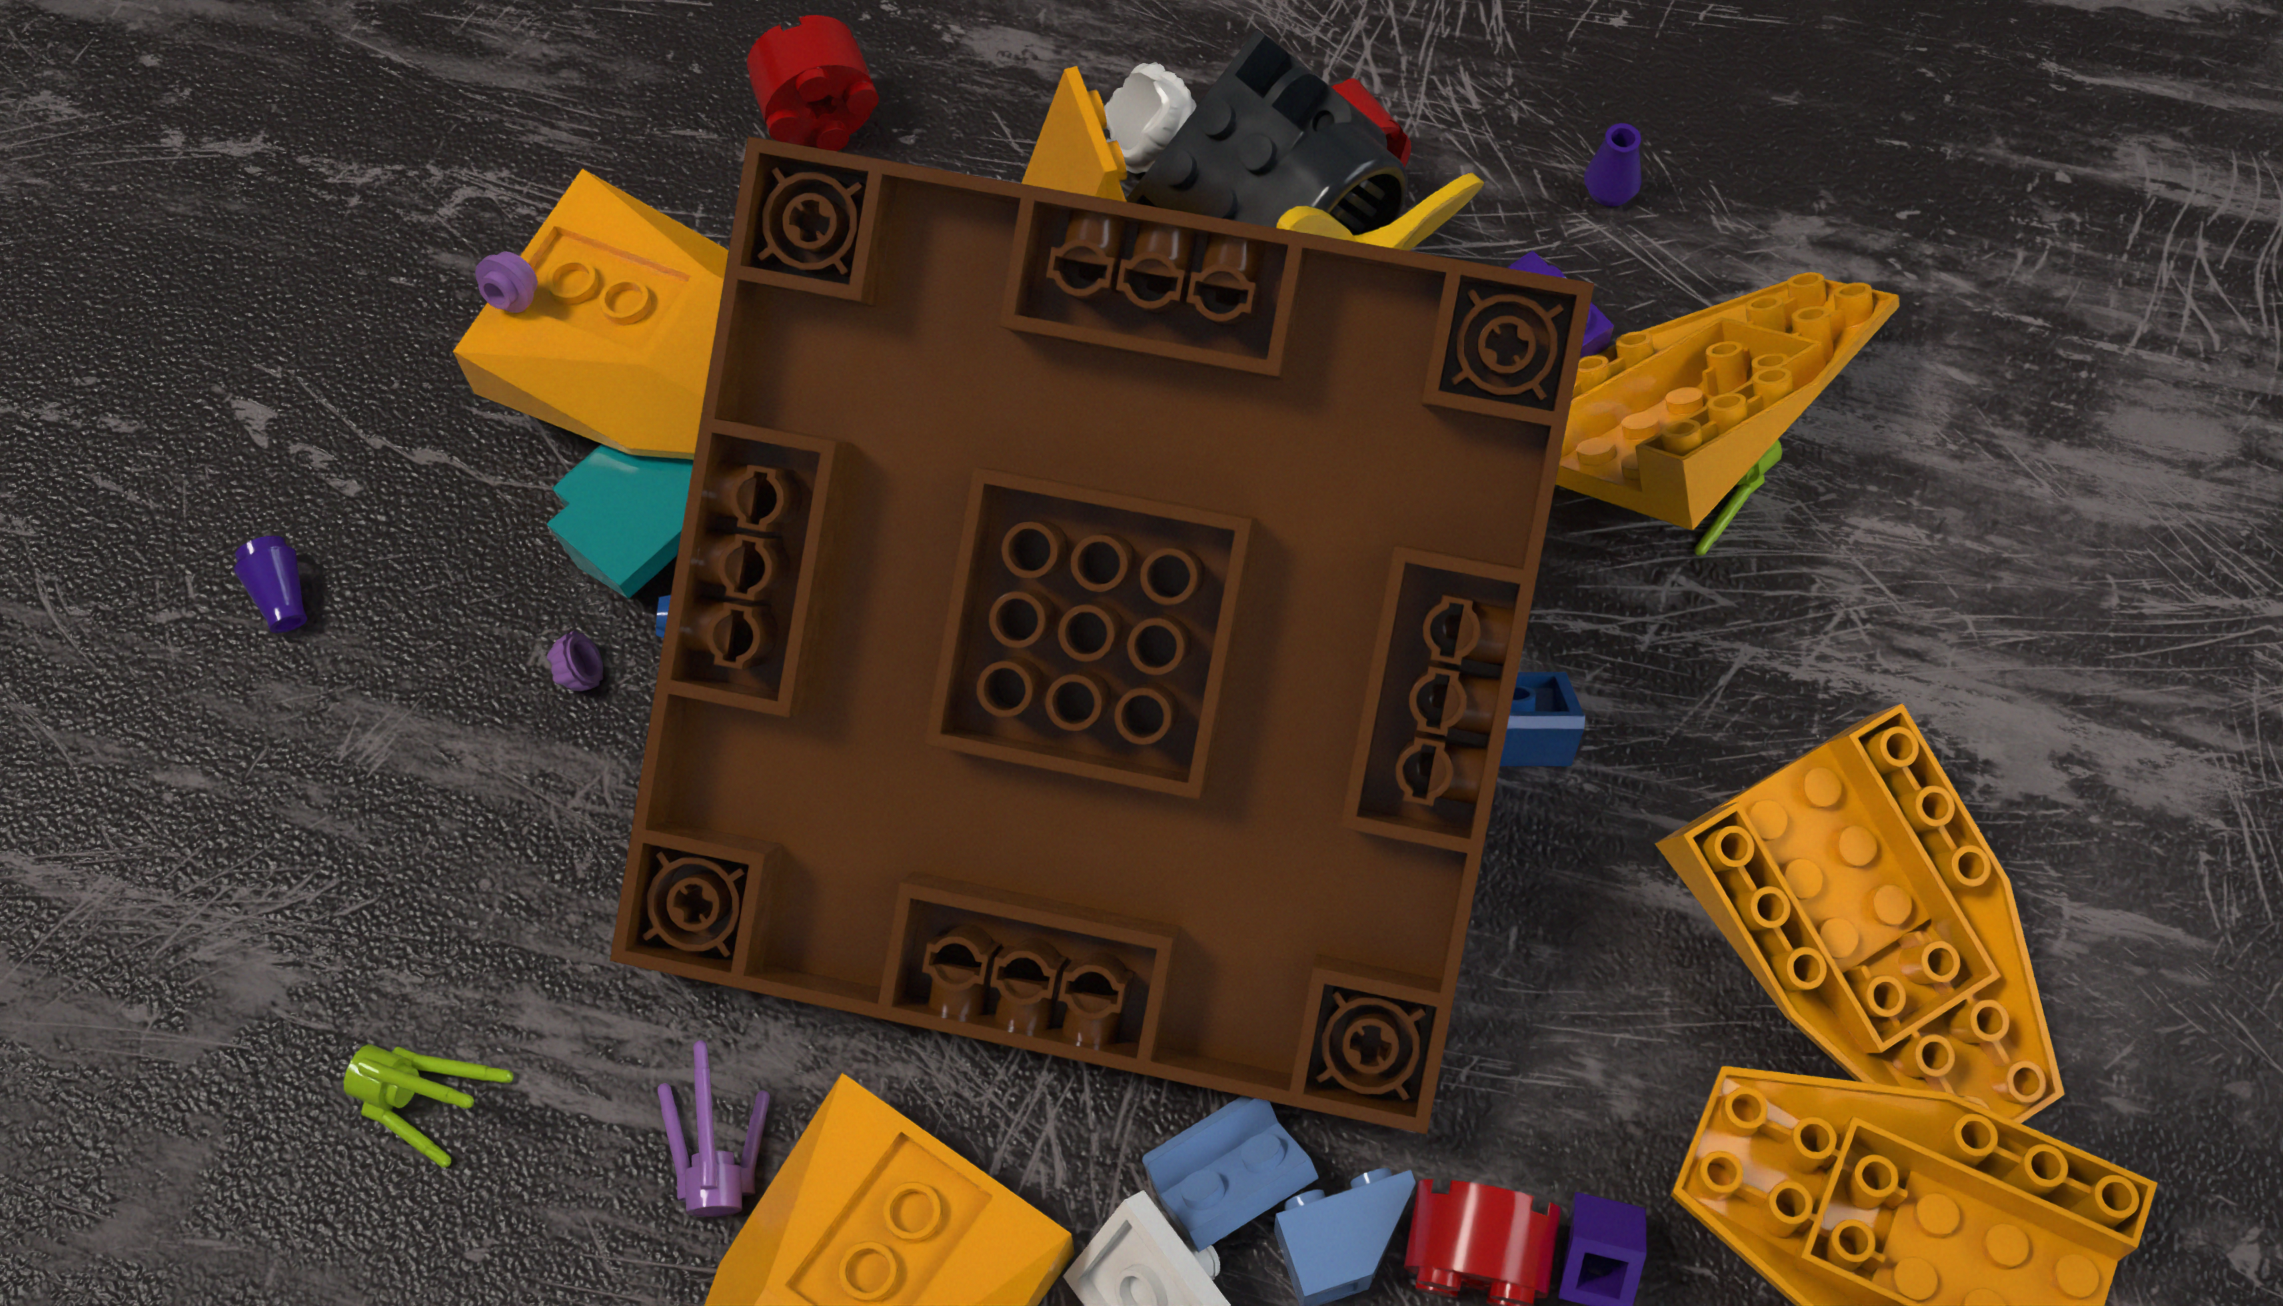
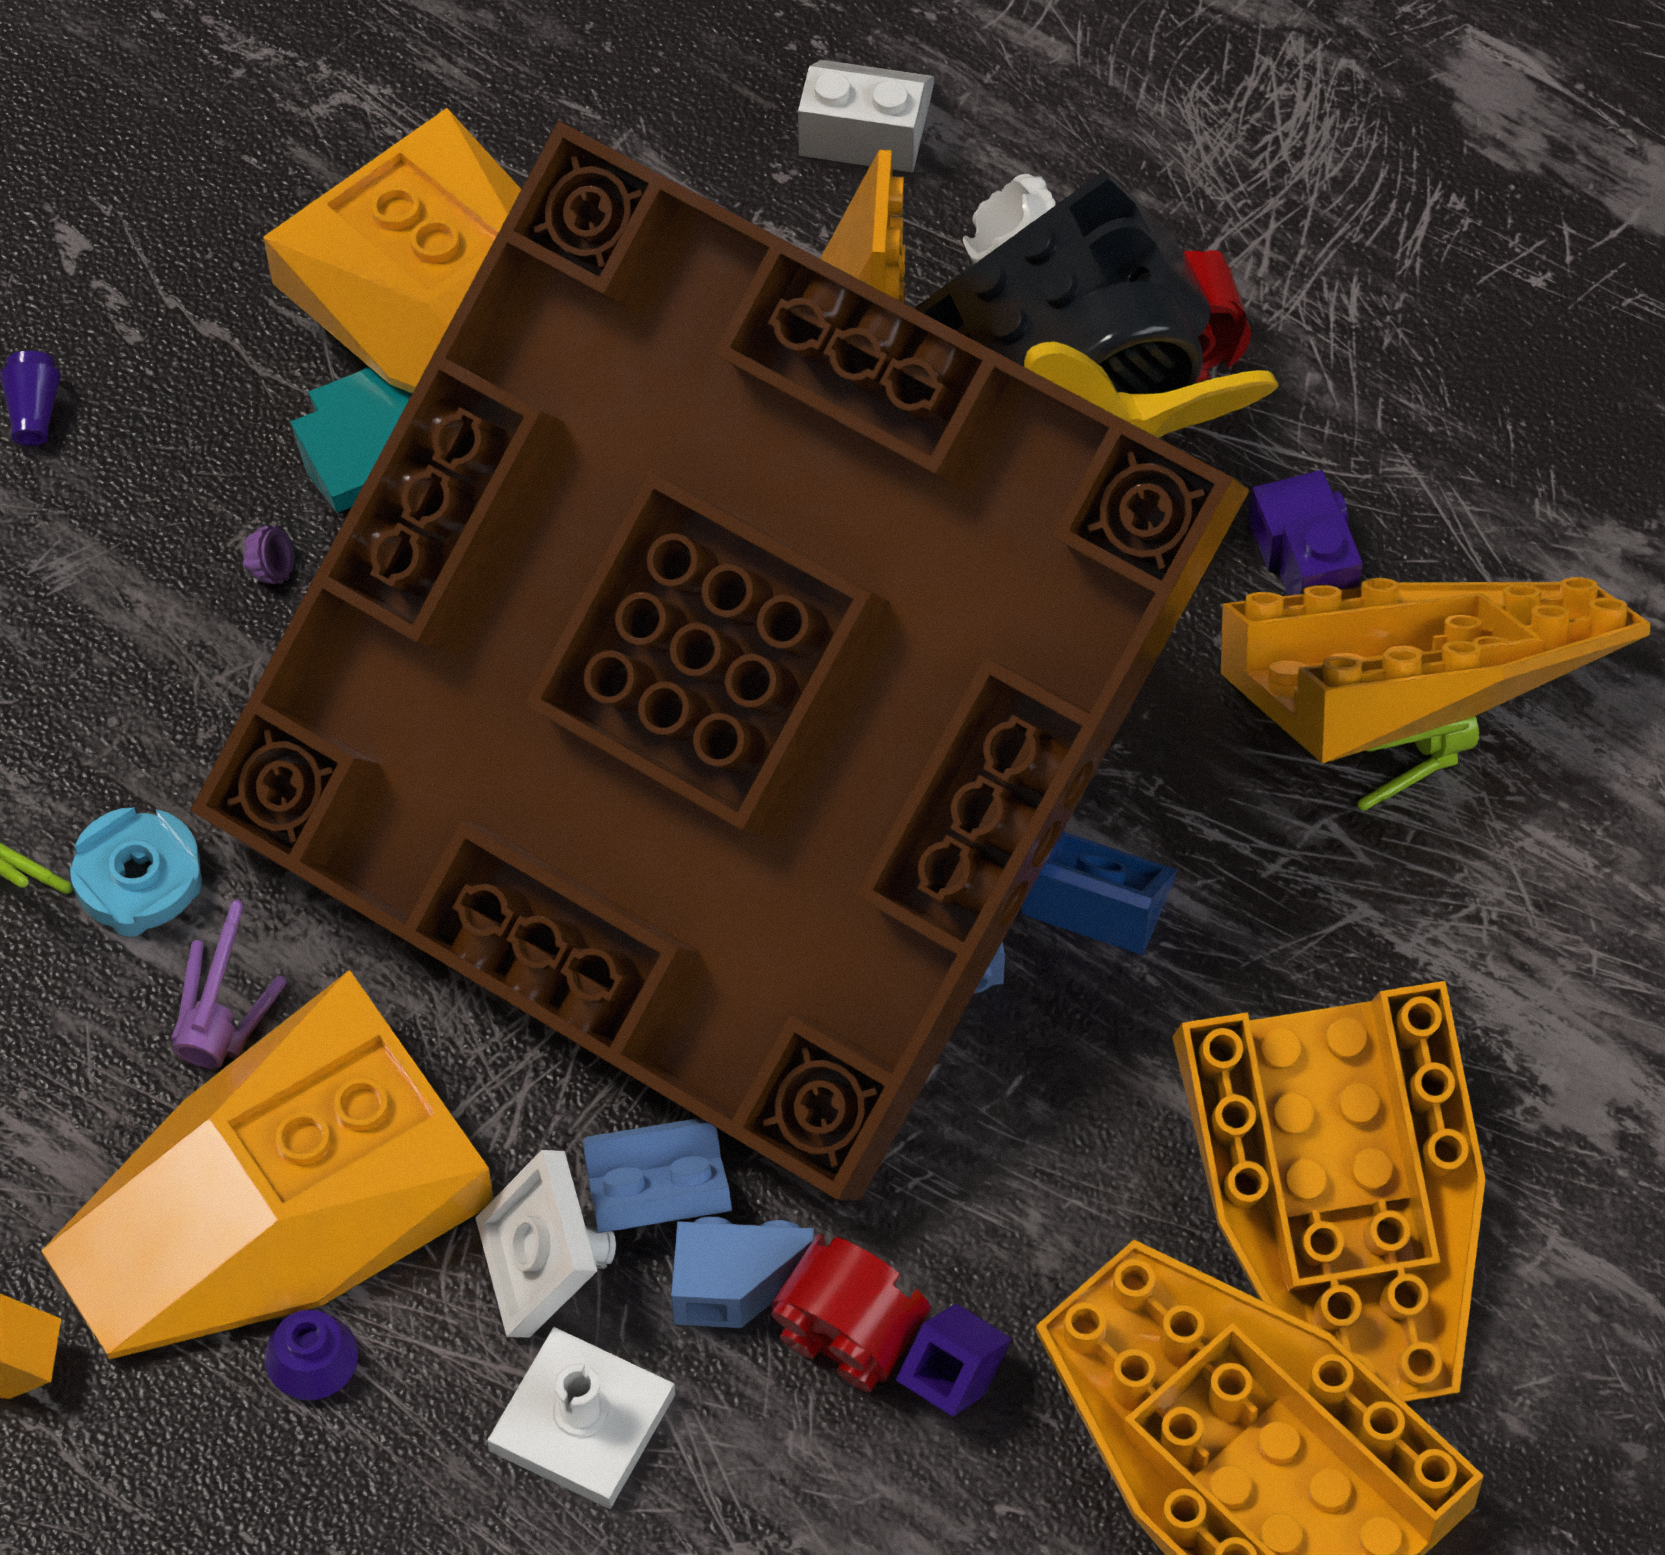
camera: 20 degrees right, 5 degrees down
(506, 281) = (333, 188): medium lavender plate -> none
(584, 1069) = (140, 902): none -> medium azure plate
(811, 83) = (702, 95): red brick -> none
(964, 58) = (860, 109): none -> white slope
(1616, 167) = (1451, 421): dark purple cone -> none

